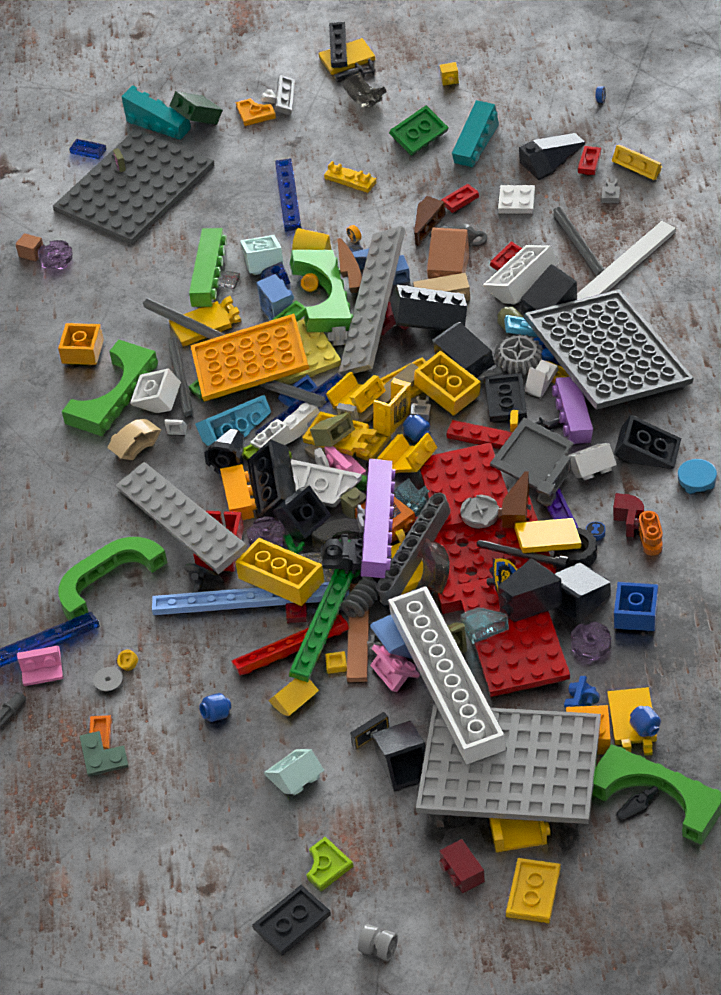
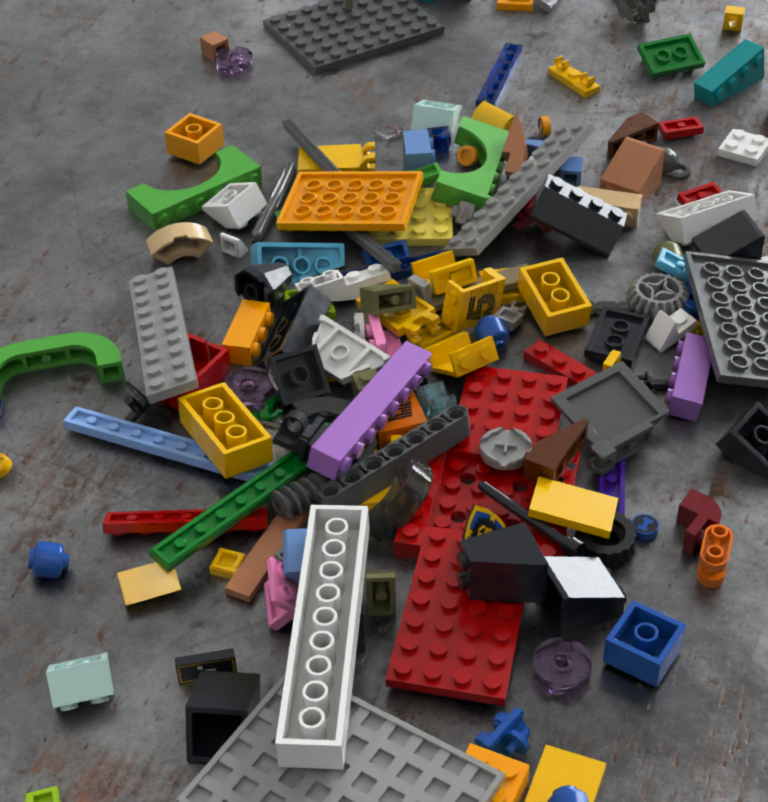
camera: 20 degrees right, 5 degrees down
(207, 267) = (369, 110): bright green brick -> none
(296, 613) = (219, 487): dark red plate -> none
(464, 349) = (593, 268): black slope -> none
(483, 623) = (425, 585): clear light blue slope -> none
(592, 460) = (683, 440): white slope -> none

